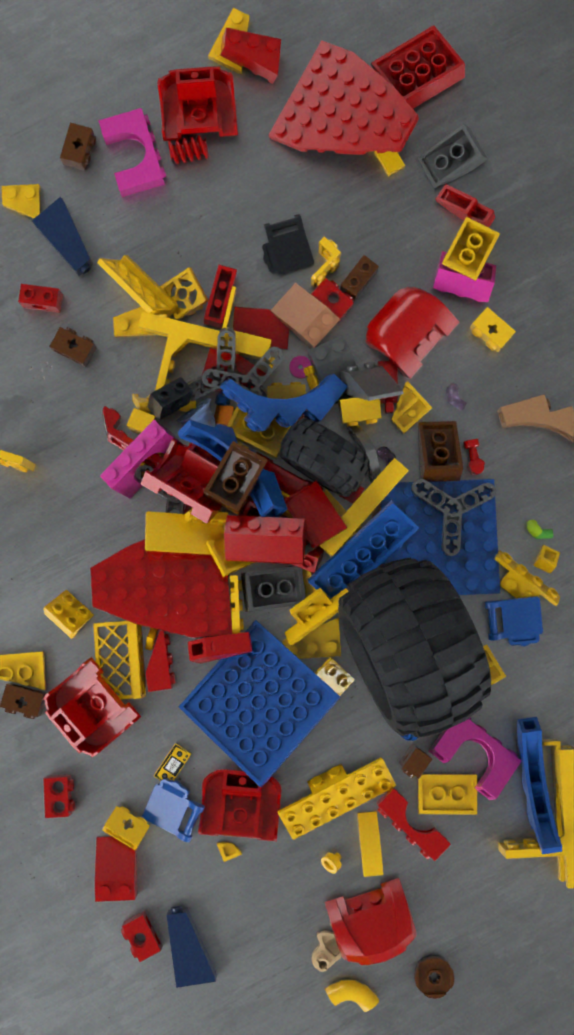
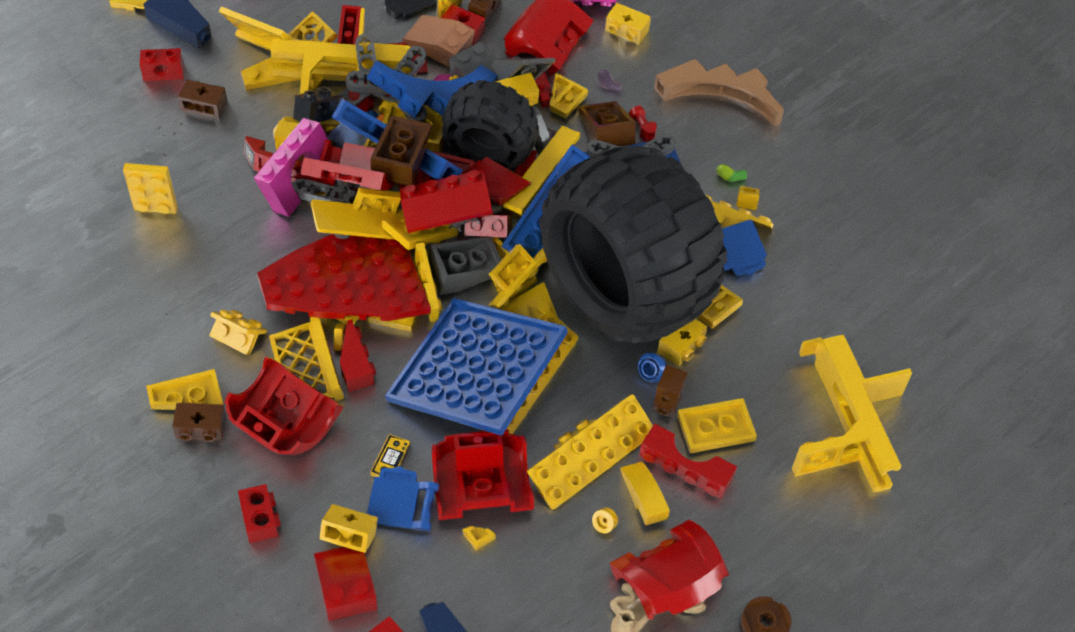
camera: 15 degrees left, 30 degrees down
(219, 647) = (416, 324): red slope -> none
(501, 761) = (716, 358): dark pink arch -> none
(535, 785) = (793, 362): blue arch -> none

